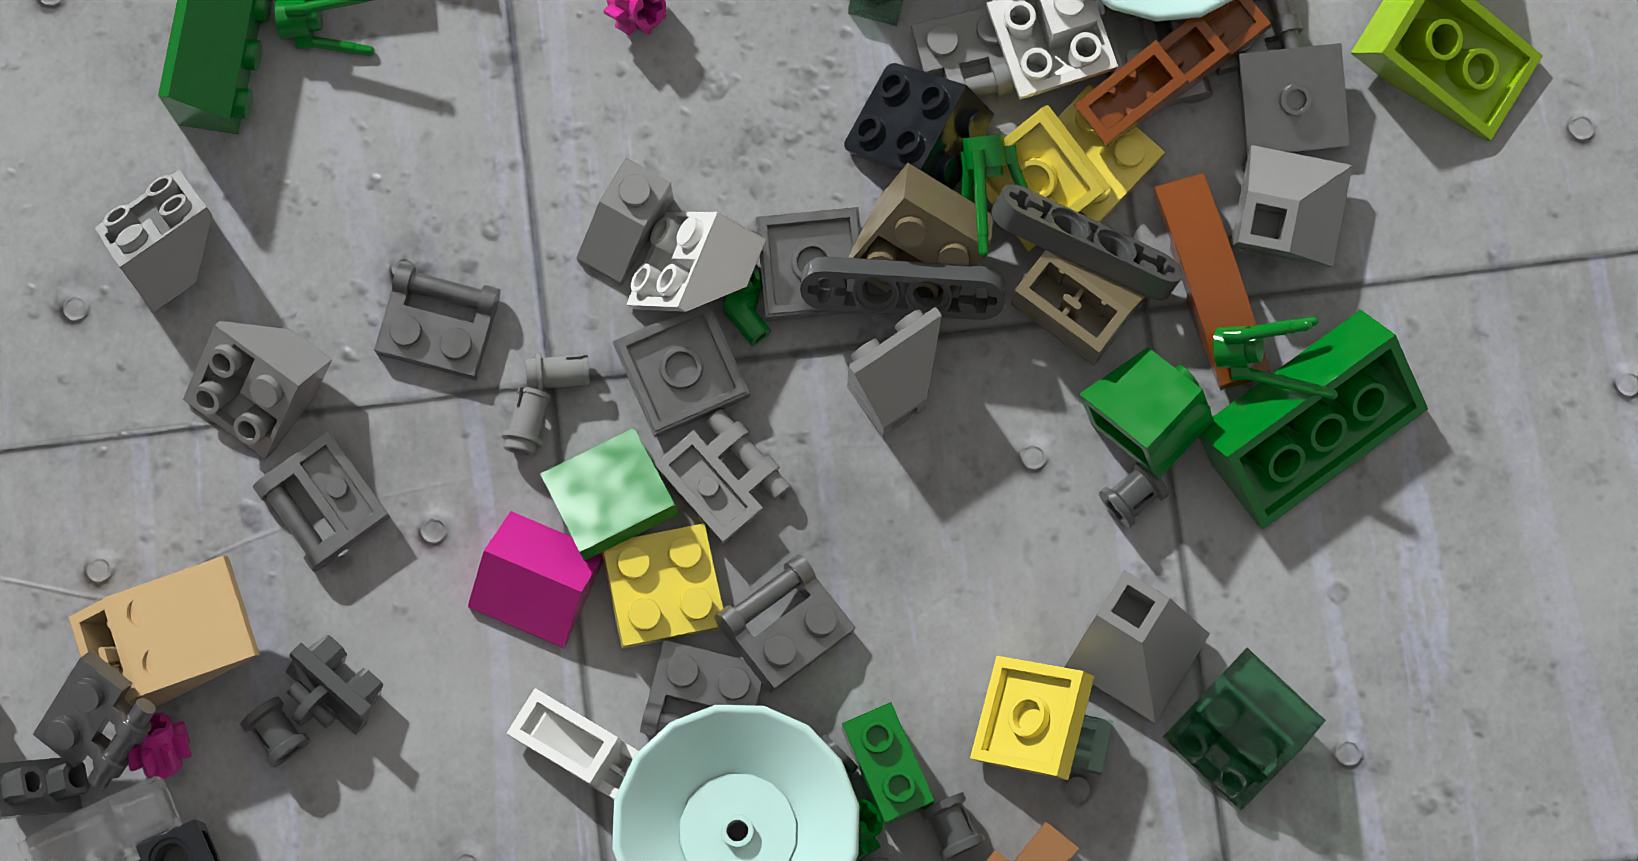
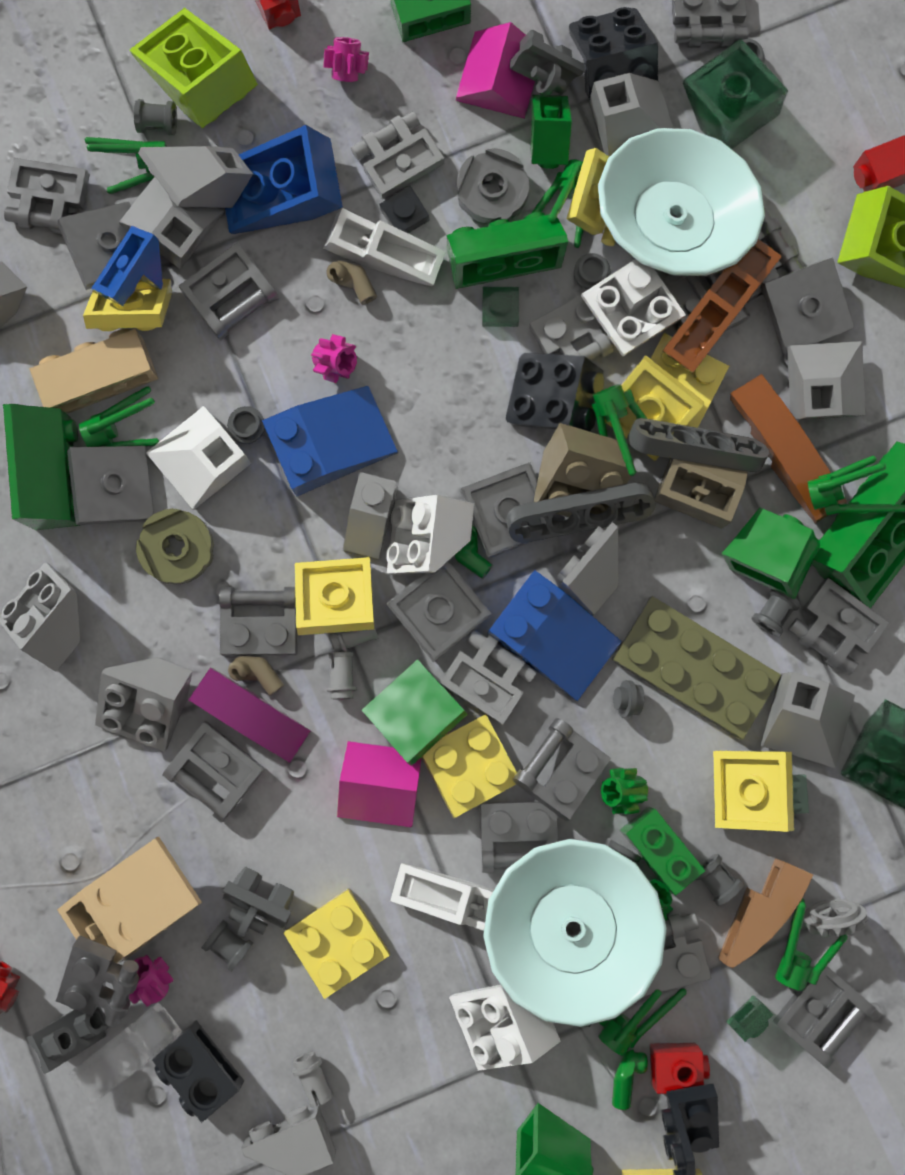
camera: 20 degrees left, 5 degrees up
(294, 89) = (110, 484): none -> flat silver plate
(331, 176) = (154, 540): none -> olive plate
(391, 438) = (249, 714): none -> magenta slope
(416, 384) = (255, 670): none -> dark tan arm
(419, 771) = (336, 943): none -> light yellow plate
(420, 86) = (198, 458): none -> white slope
(495, 60) = (246, 425): none -> dark grey plate
(546, 312) = (334, 596): none -> light yellow plate
(599, 106) = (329, 438): none -> blue slope
(825, 444) = (554, 635): none -> blue slope
(860, 673) = (624, 791): none -> green gear
(901, 555) = (628, 699): none -> dark grey plate
(1006, 540) = (696, 667): none -> olive plate
(1225, 525) = (846, 617): none -> flat silver plate

